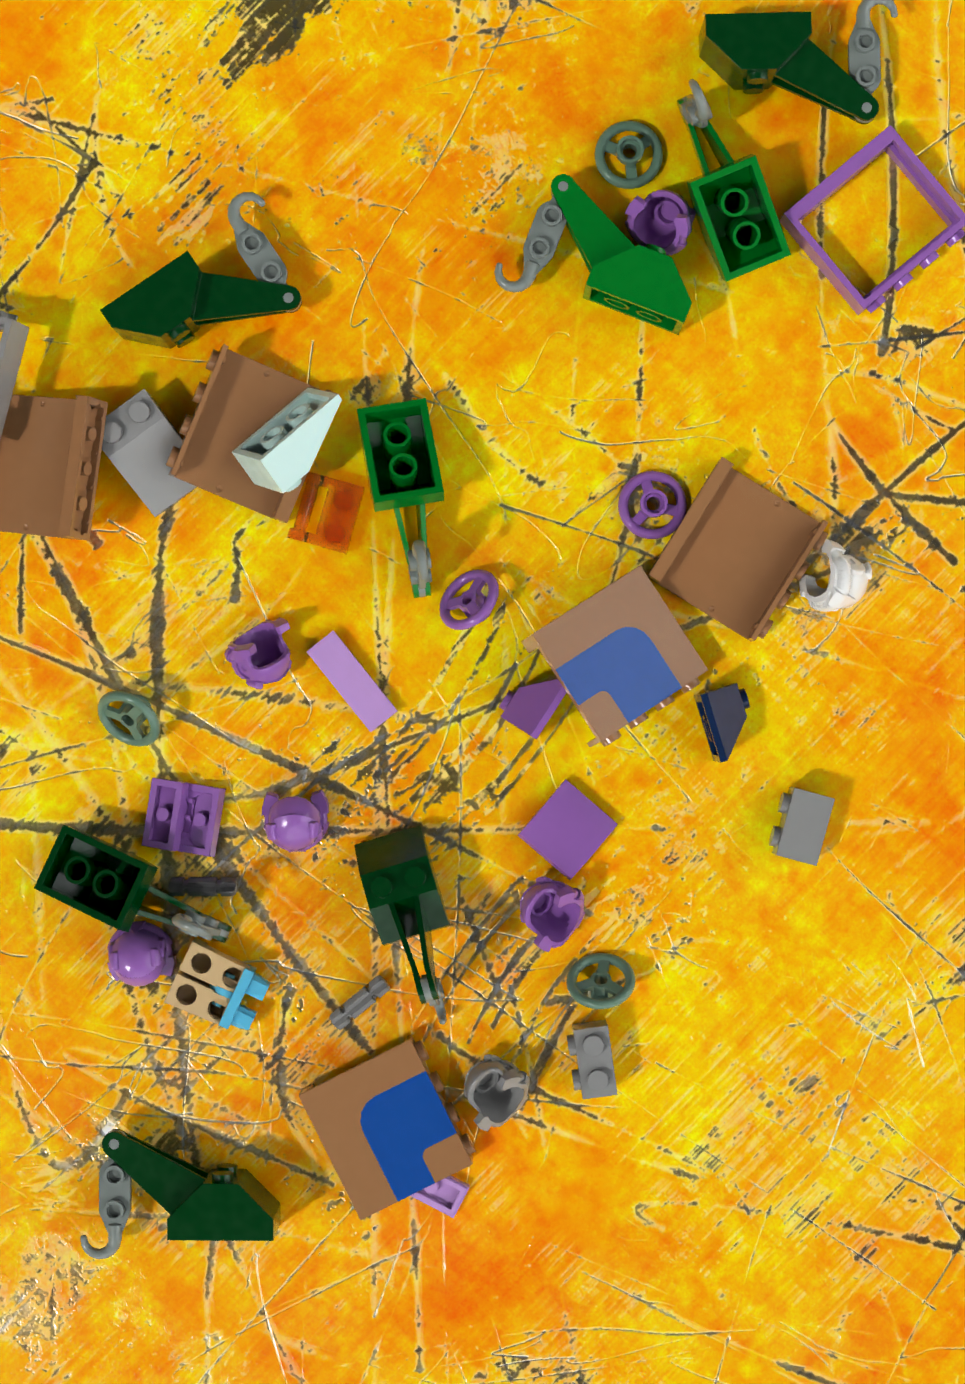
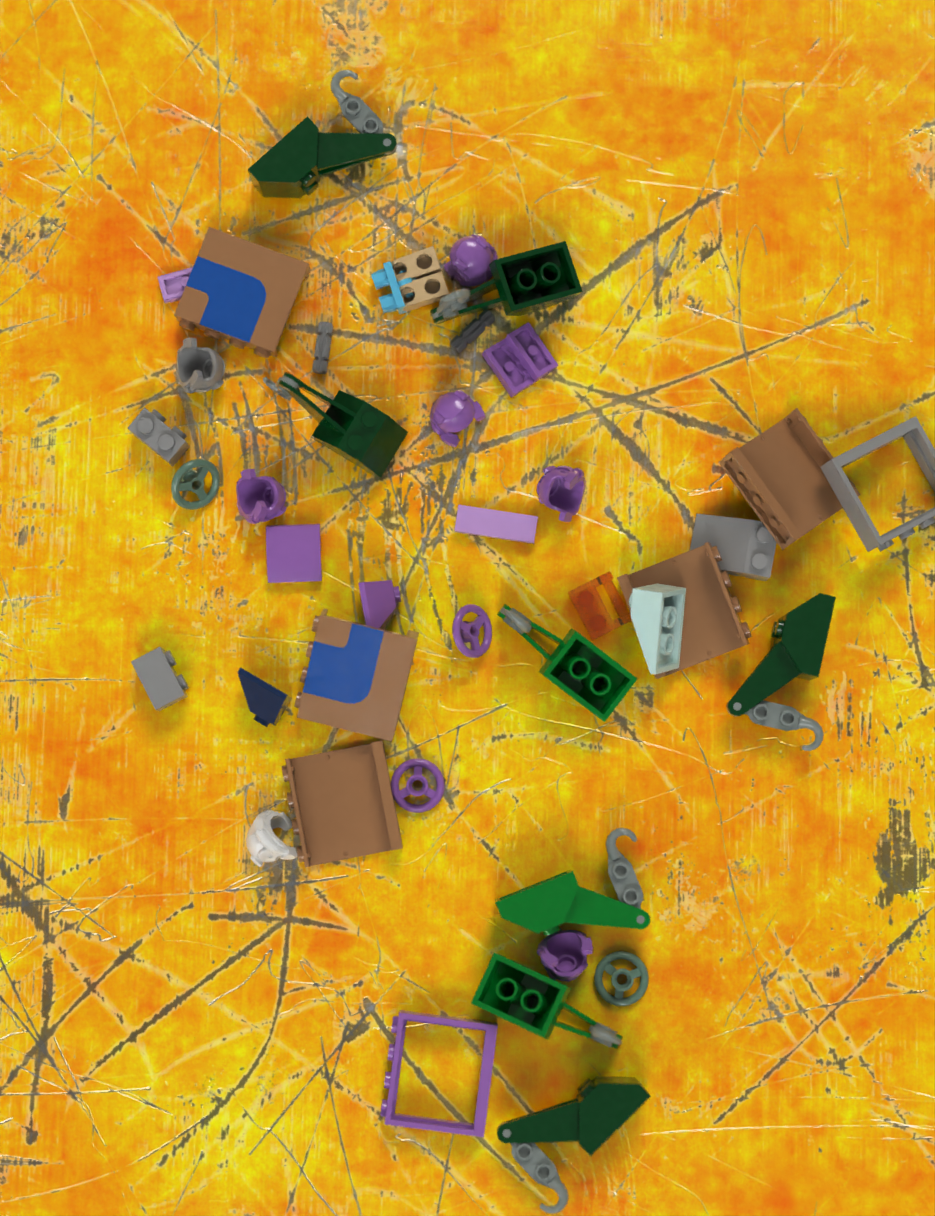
camera: 140 degrees right, 5 degrees down
(131, 715) = (603, 389): sand green piece -> none

